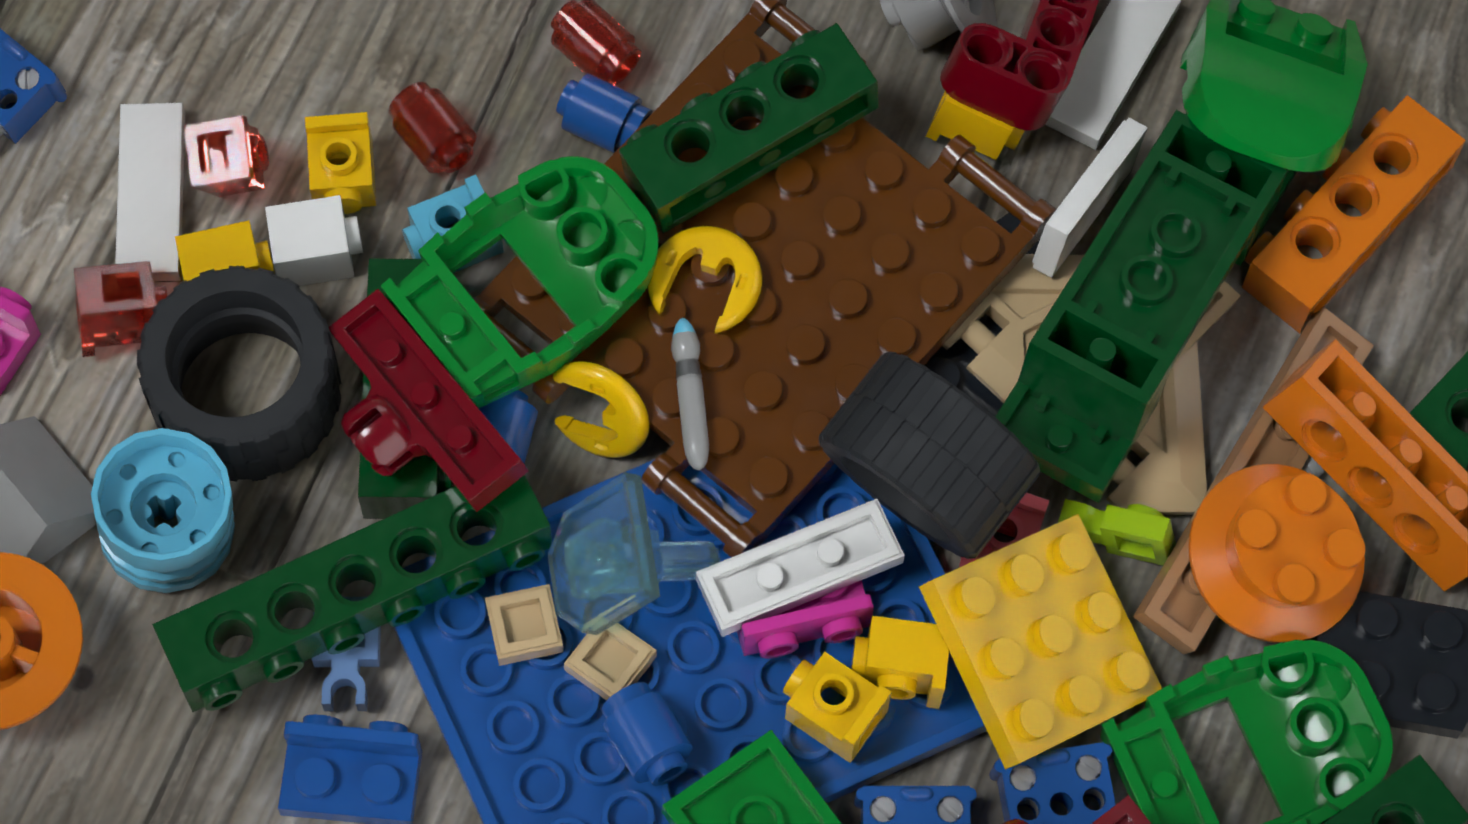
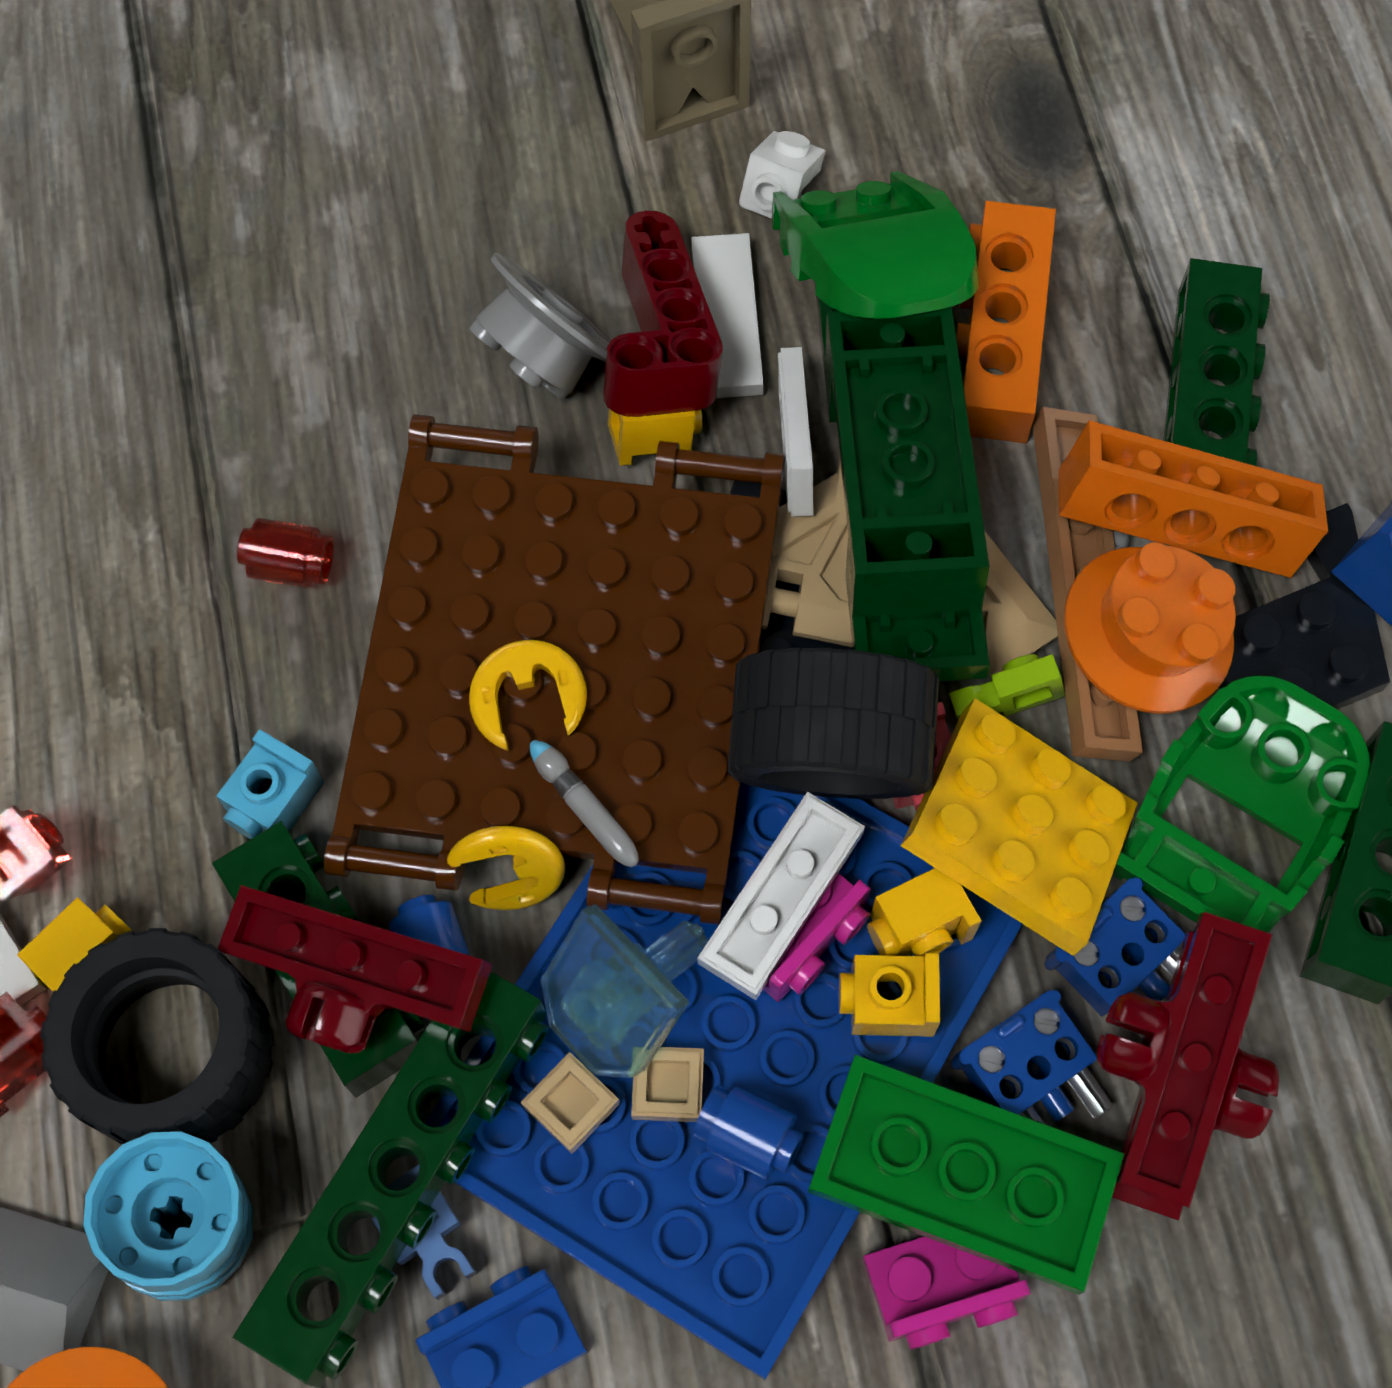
camera: 30 degrees left, 0 degrees up
(313, 240) = (147, 878): white brick -> none
(343, 141) = (115, 774): yellow brick -> none
(432, 128) = (191, 713): clear red brick -> none
(577, 237) = (390, 727): green slope -> none
(600, 112) = (333, 609): blue brick -> none
(736, 157) = (453, 631): dark green brick -> none

